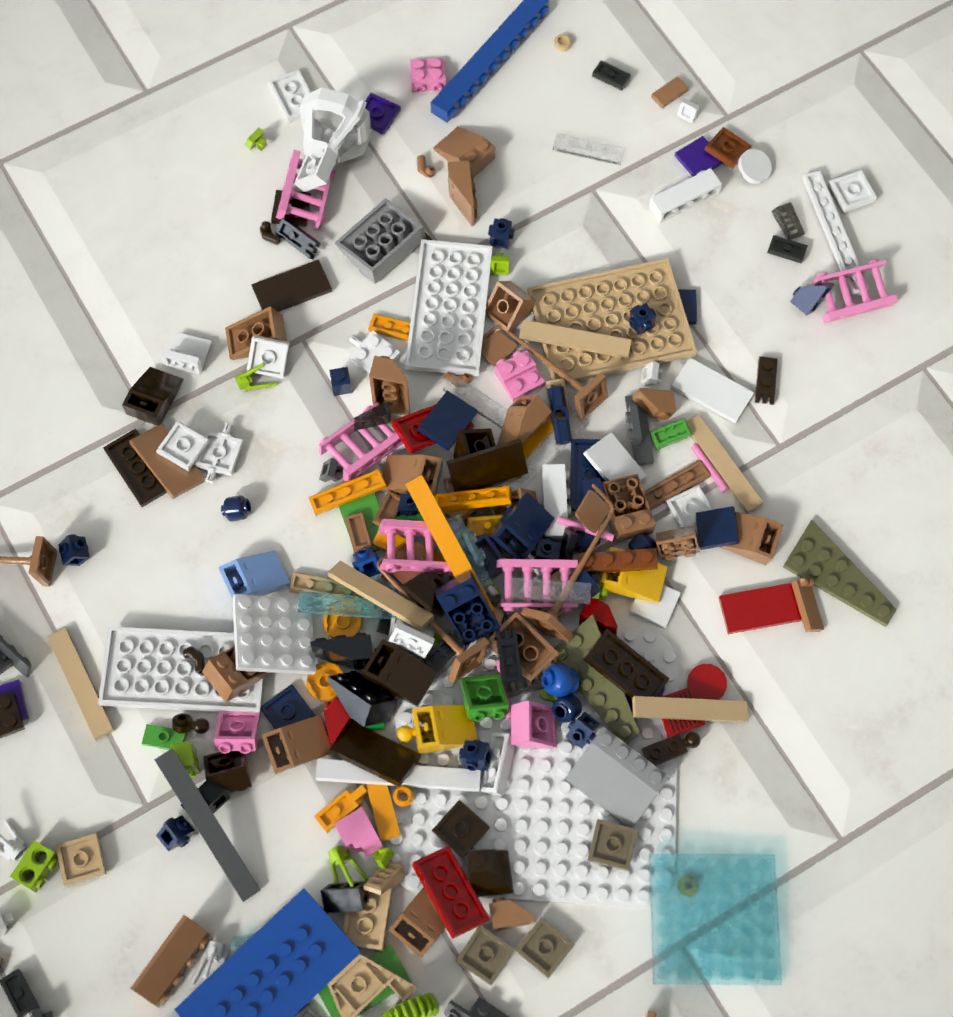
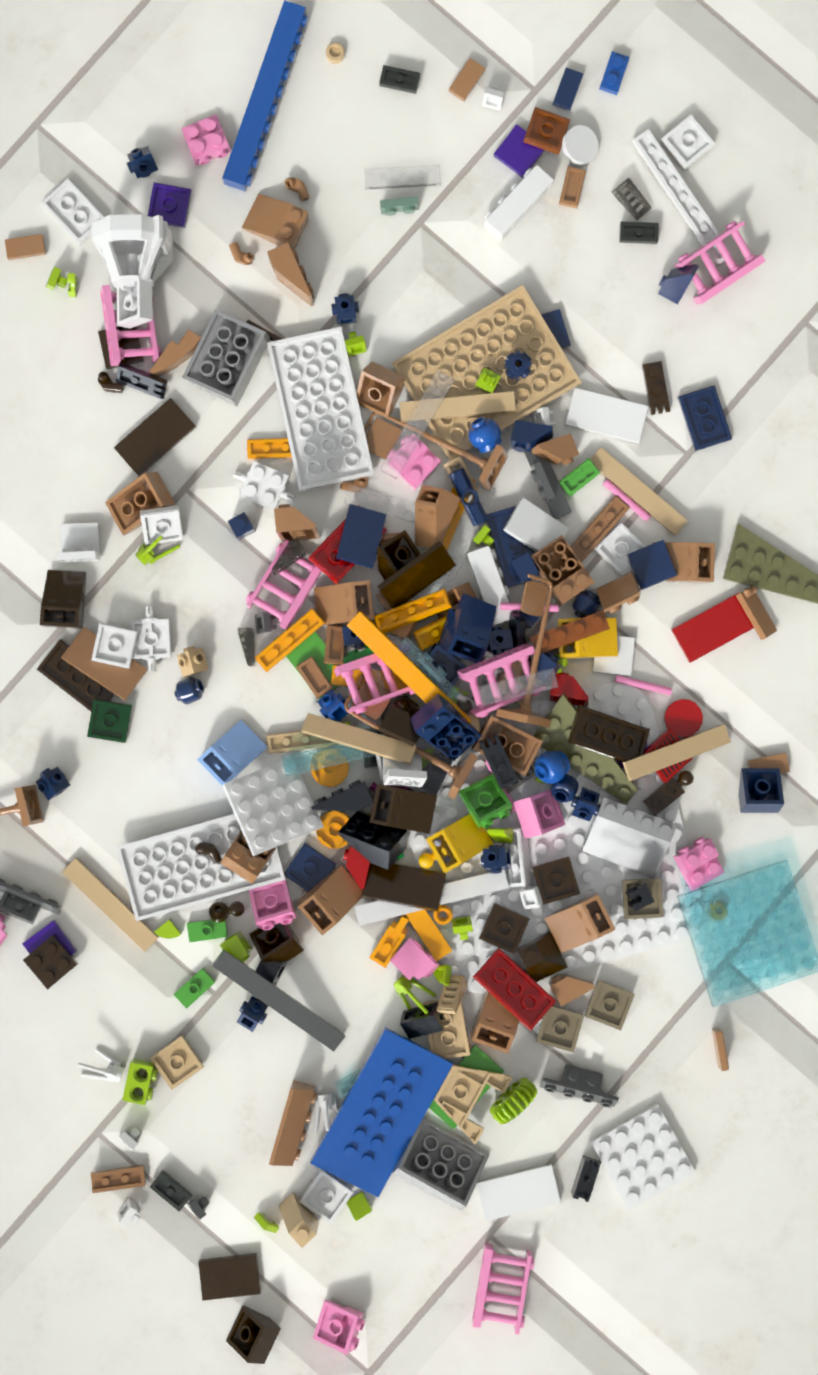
camera: 15 degrees left, 20 degrees up
(125, 726) = (168, 930): none -> lime tile
(128, 791) = (194, 988): none -> bright green plate
(150, 512) = (109, 720): none -> dark green tile
(240, 110) = (25, 247): none -> medium nougat tile
(249, 483) = (192, 661): none -> tan brick
(270, 147) = (72, 280): none -> lime tile
(308, 480) = (247, 640): none -> clear smoke slope
(335, 225) = (176, 354): none -> medium nougat slope
(366, 80) = (141, 162): none -> dark blue brick
(419, 812) = (462, 926): none -> lime tile
(488, 733) = (501, 835): none -> lime slope
(494, 130) = (298, 186): none -> medium nougat arm
(498, 807) = (531, 897): none -> white tile
(529, 798) = (556, 880): none -> dark brown plate
(532, 341) = (417, 424): none -> clear tile
(540, 847) = (580, 923): none -> medium nougat slope
(562, 456) = (482, 536): none -> lime tile
(577, 167) = (406, 205): none -> sand green plate
(592, 364) = (484, 434): none -> blue piece
(610, 325) = (487, 380): none -> lime tile
(611, 835) = (641, 896): none -> black hinge
(631, 379) = (528, 435): none -> dark blue slope
(676, 640) = (642, 684): none -> bright pink bar
(681, 828) = (699, 863): none -> bright pink plate
(737, 198) = (572, 187): none -> medium nougat tile
(756, 123) = (567, 89): none -> dark blue tile
(765, 776) = (760, 790): none -> dark blue slope
(780, 757) = (773, 761): none -> medium nougat tile
(801, 122) = (614, 73): none -> blue plate
(805, 420) = (704, 418): none -> dark blue tile

